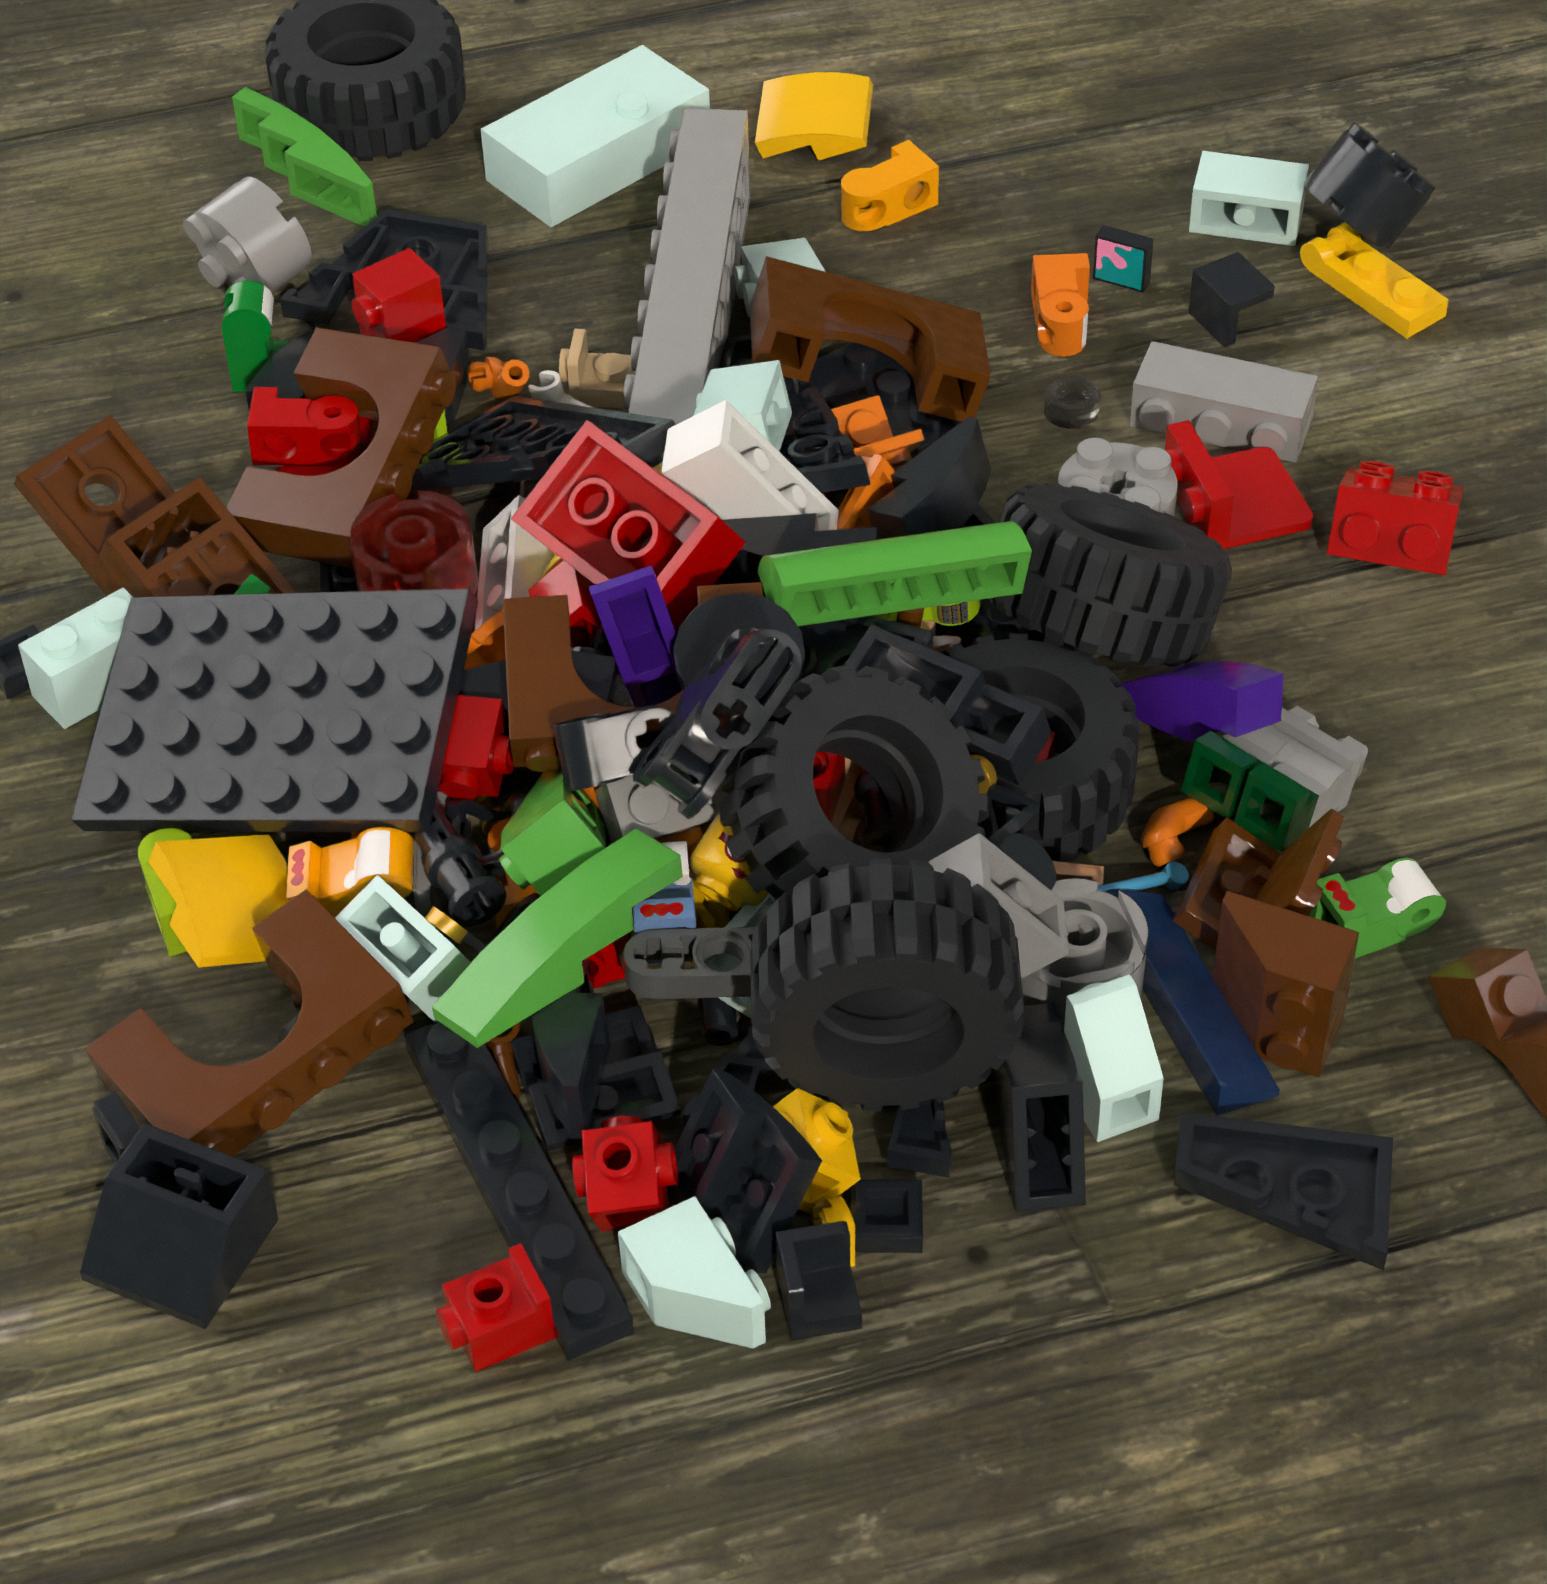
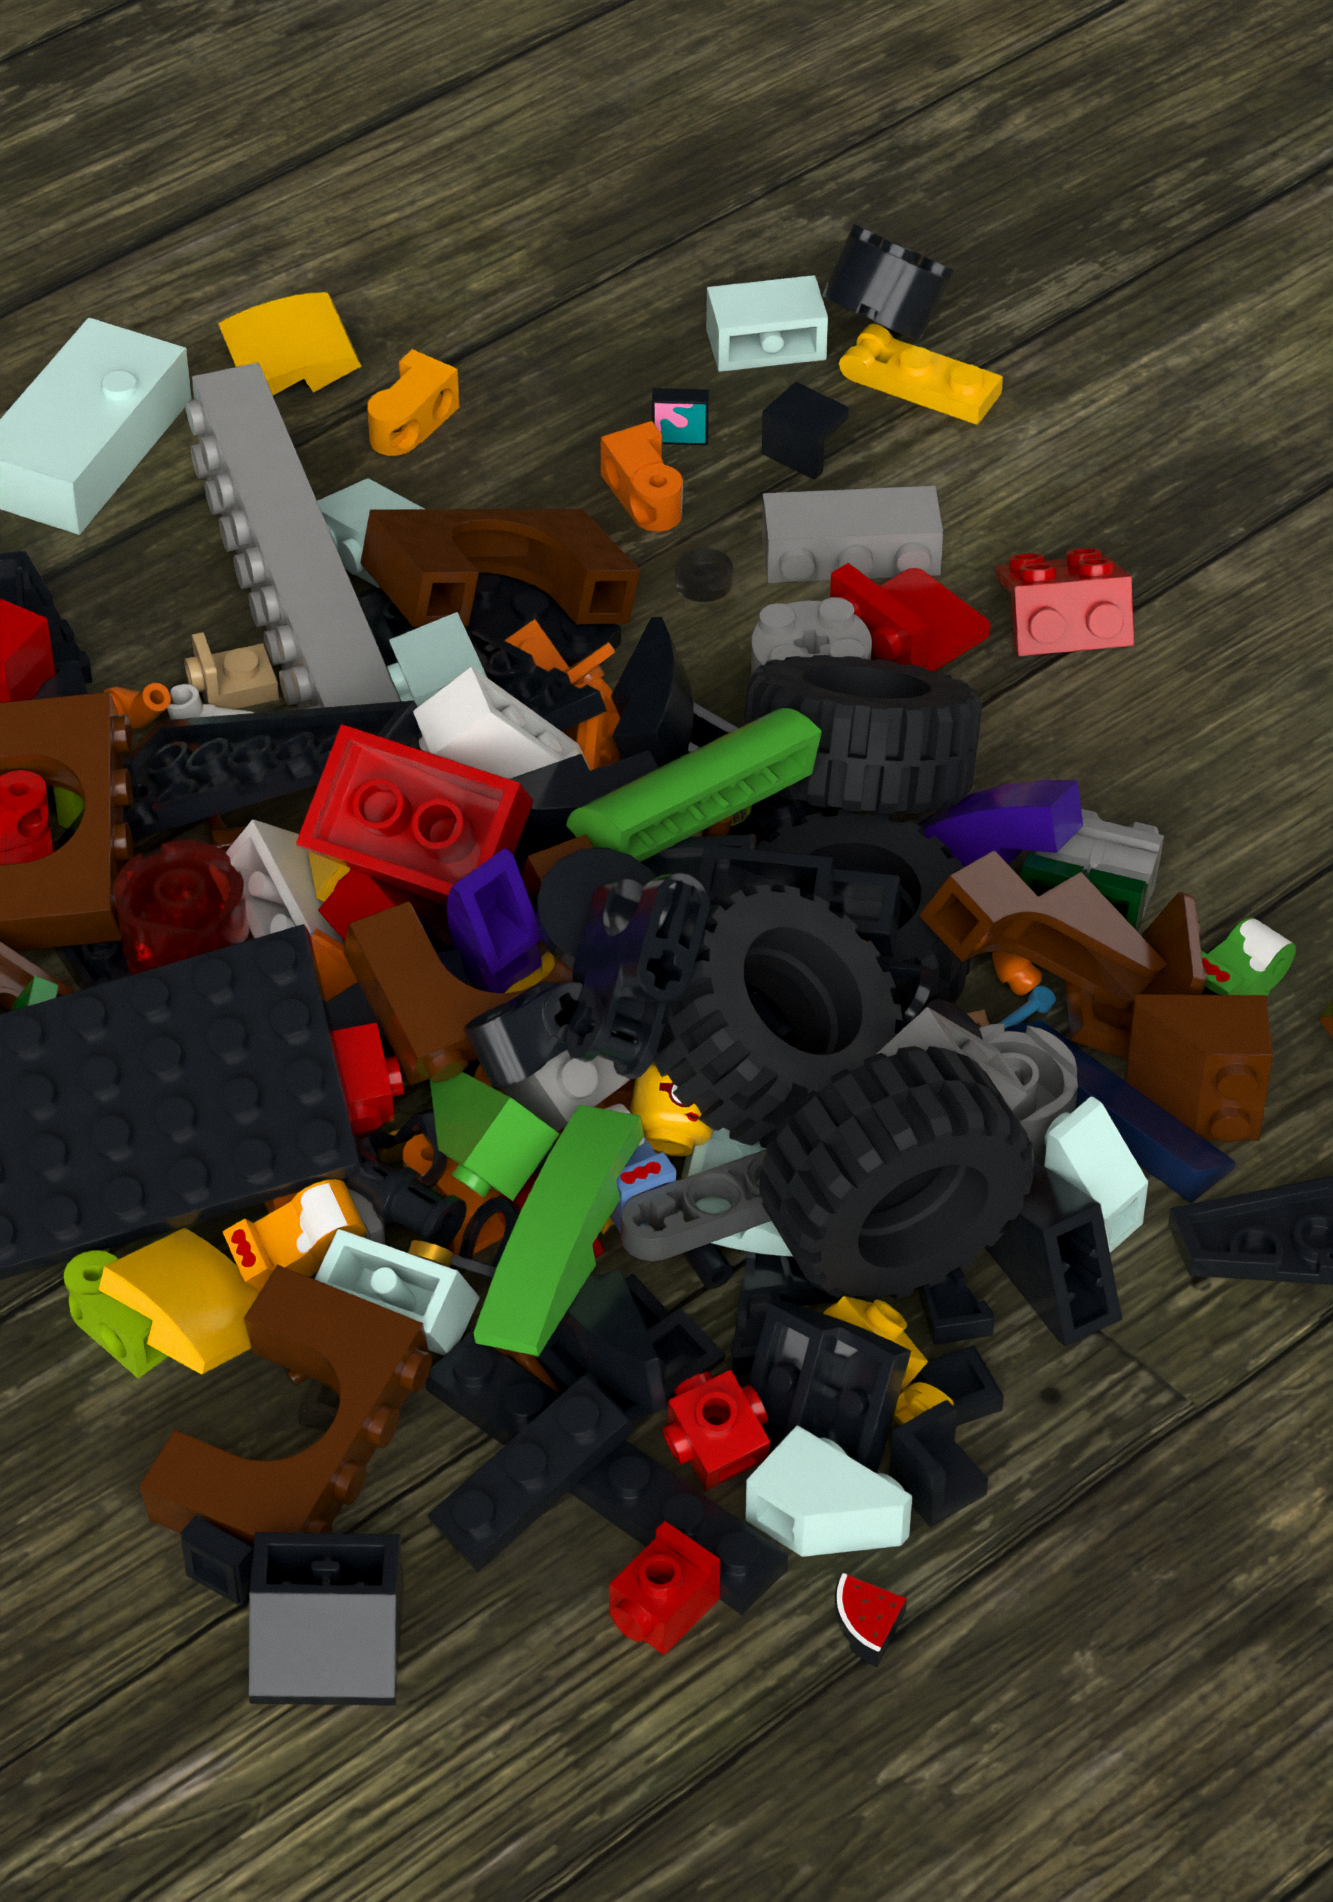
camera: 25 degrees left, 0 degrees up
(437, 1157) = (530, 1473): none -> black plate
(676, 1405) = (867, 1616): none -> red tile
(1200, 809) = (1063, 930): none -> reddish brown arch

